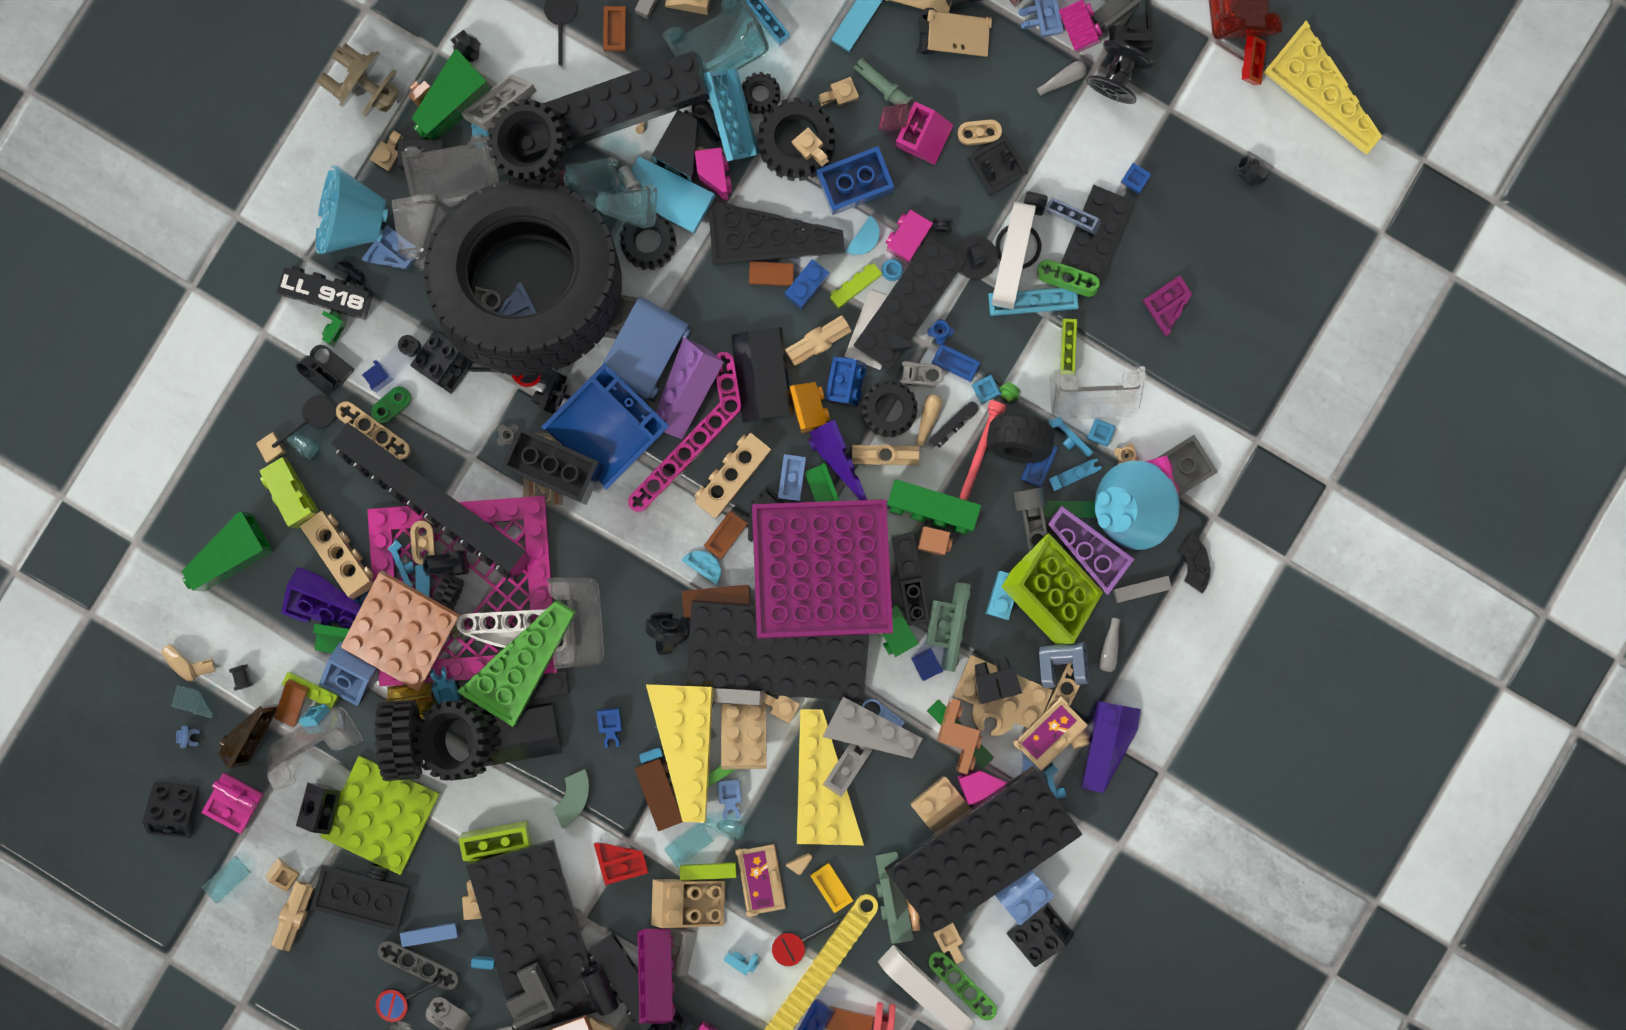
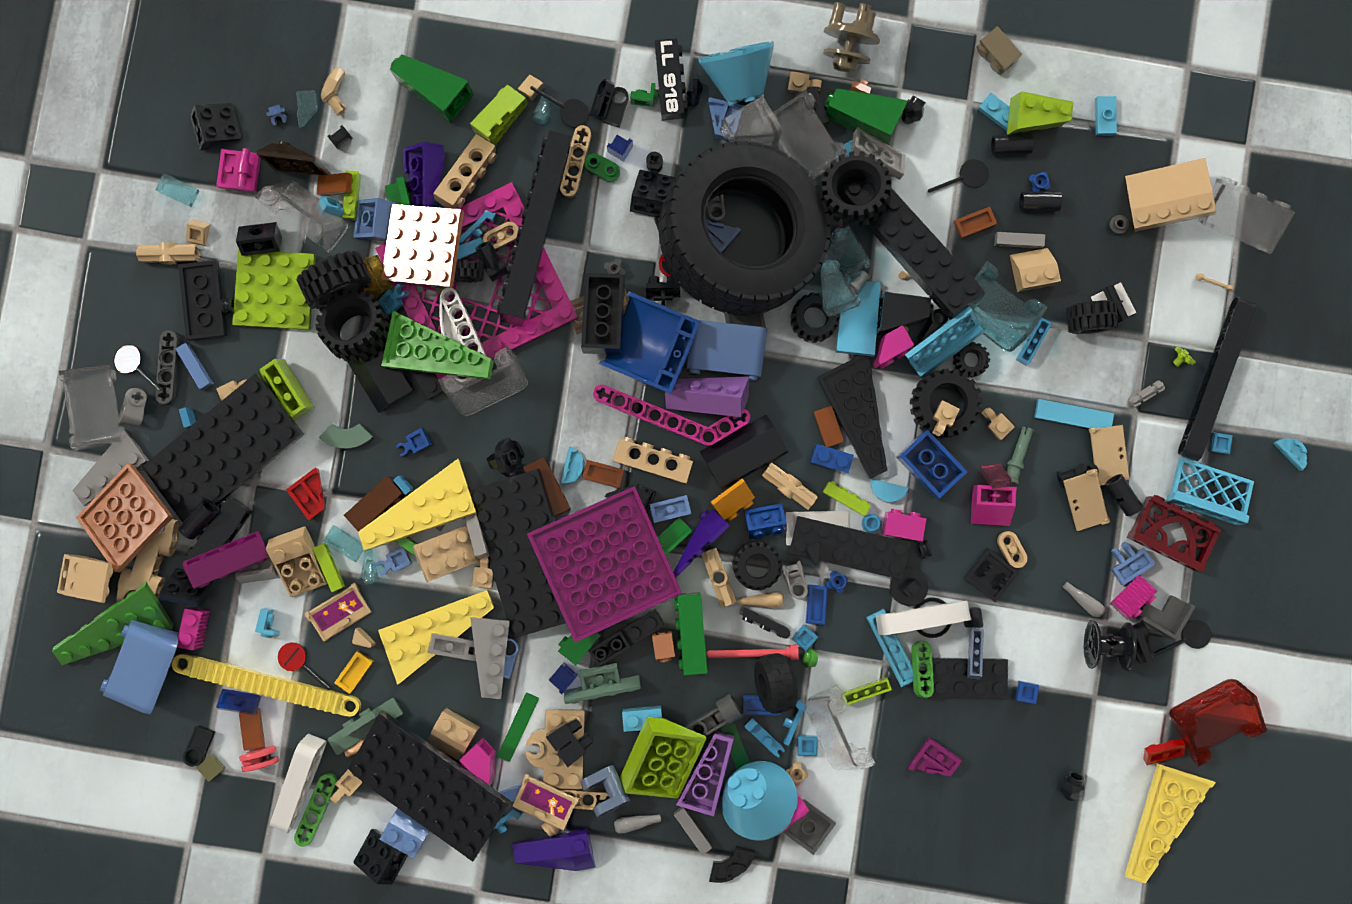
camera: 65 degrees right, 0 degrees up
(536, 999) = (169, 471): dark grey panel -> none
(959, 736) = (513, 728): nougat bracket -> none

